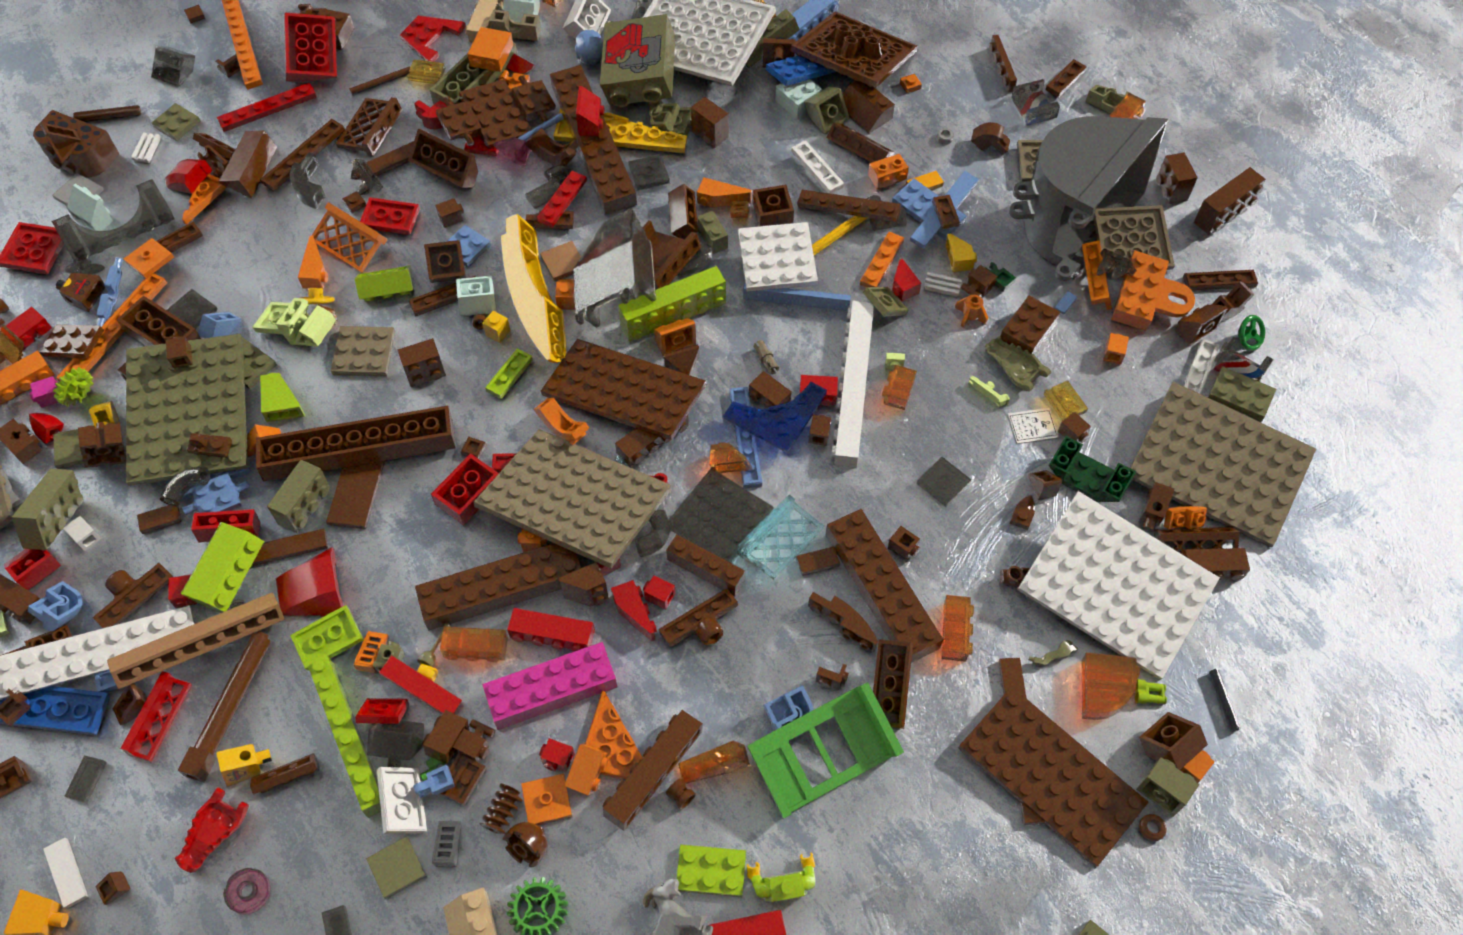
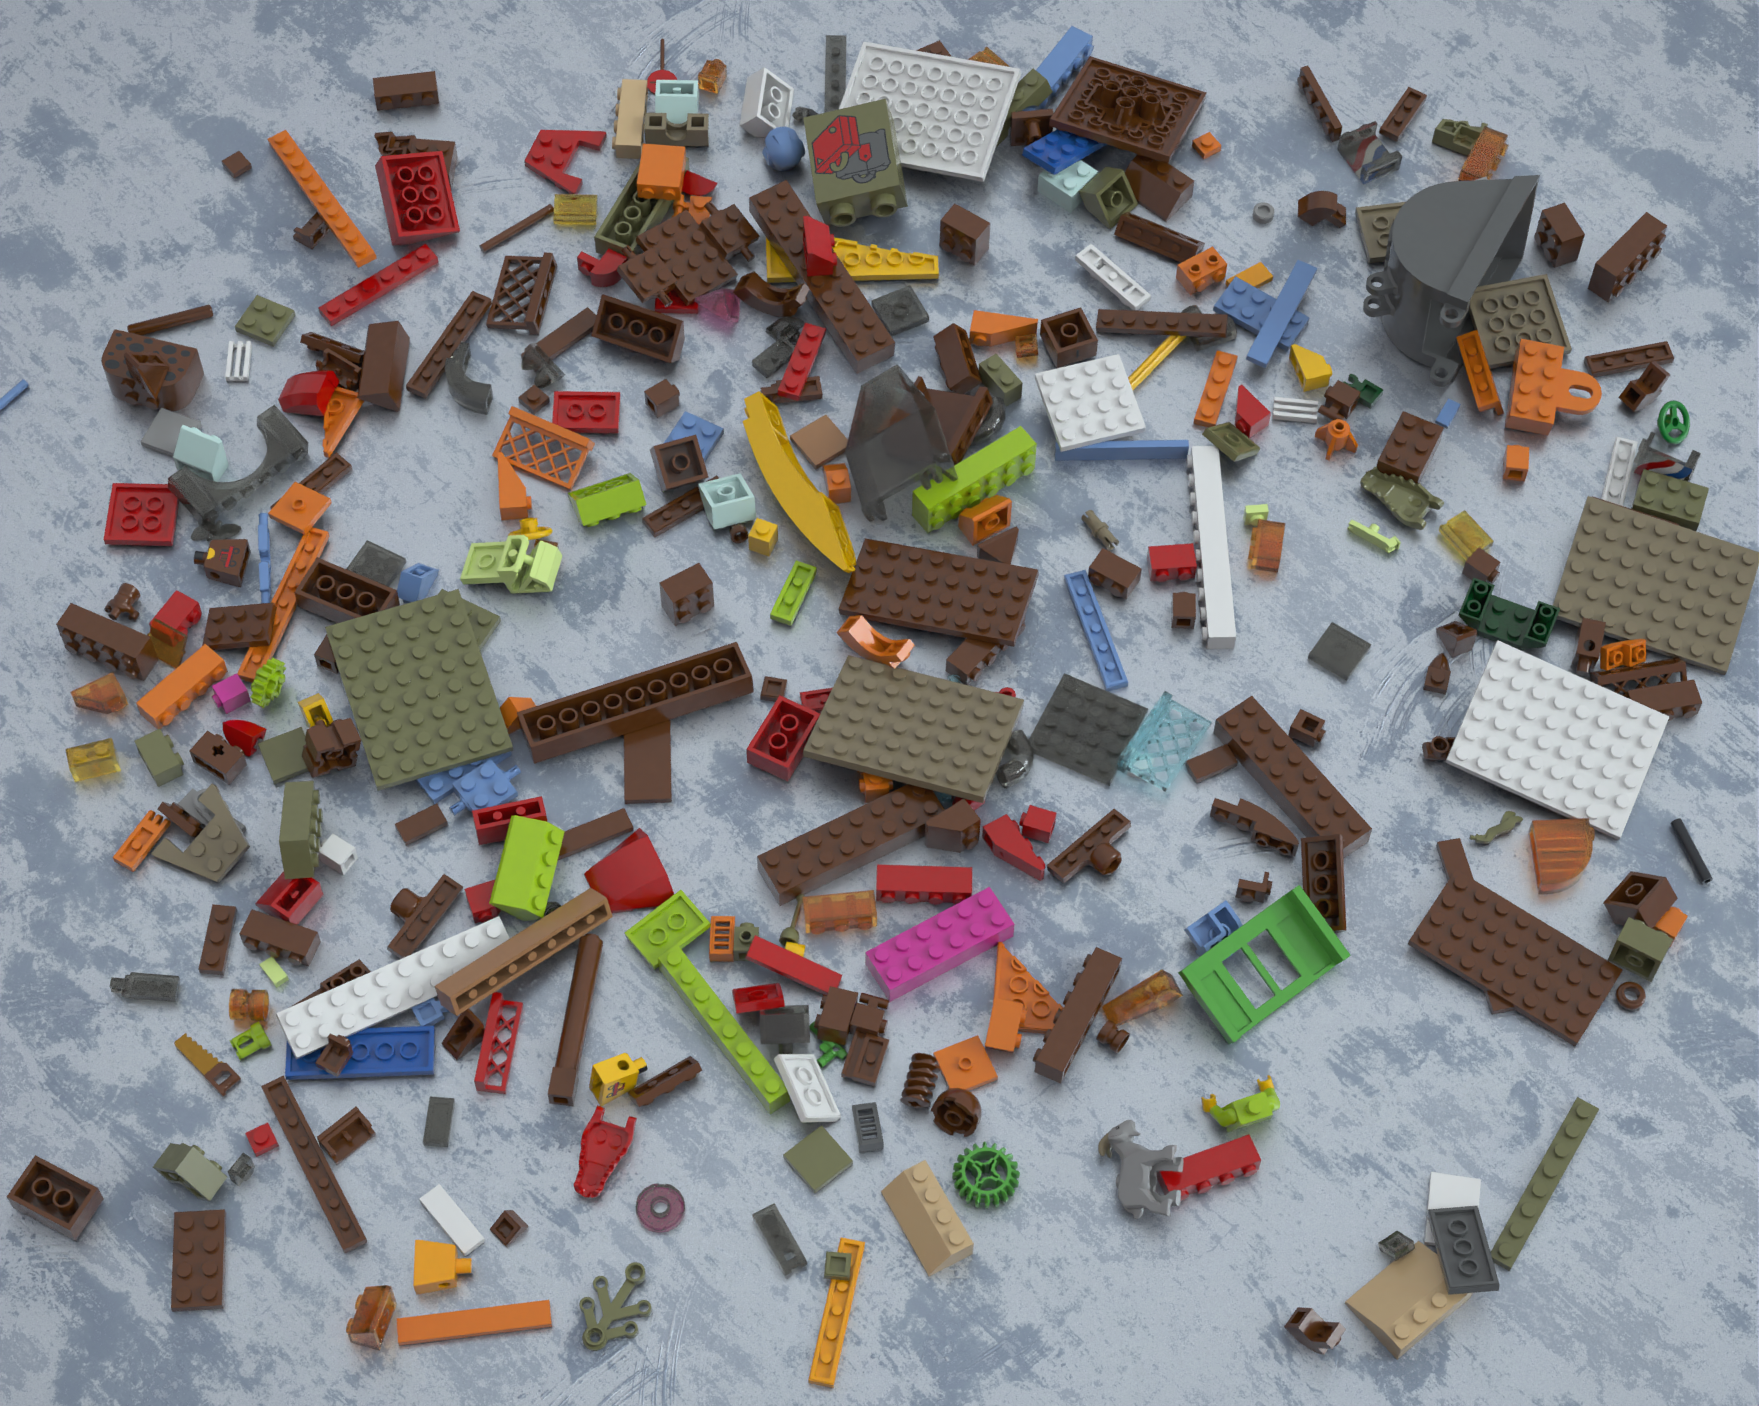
camera: 10 degrees left, 0 degrees up
(57, 607) = (342, 940): medium blue brick -> none
(172, 65) = (235, 243): clear smoke slope -> none
(179, 352) = (397, 621): reddish brown brick -> none
(182, 483) = (444, 777): clear smoke cylinder -> none
(209, 445) = (466, 728): reddish brown hinge -> none
(277, 399) = (522, 662): lime slope -> none
(299, 496) = (588, 774): olive brick -> none
(363, 351) = (604, 589): dark tan plate -> none
(437, 782) = (842, 1061): medium blue plate -> none
(544, 126) = (749, 268): medium blue bar -> none
(556, 755) = (965, 1017): red brick -> none
(670, 117) = (911, 233): olive slope -> none
(705, 565) = (1084, 785): reddish brown brick -> none
(711, 870) = (1164, 1110): lime plate -> none
(726, 459) = (1083, 659): clear orange slope -> none
(780, 423) = (1135, 609): clear blue plate -> none
(945, 211) = (1285, 317): reddish brown plate -> none
(957, 628) = (1384, 815): clear orange brick -> none
(1033, 425) = (1432, 570): white sticker -> none
(1121, 264) = (1495, 354): clear smoke tile -> none
(1142, 692) = (1600, 855): lime piece -> none
(1200, 323) = (1611, 418): reddish brown slope -> none

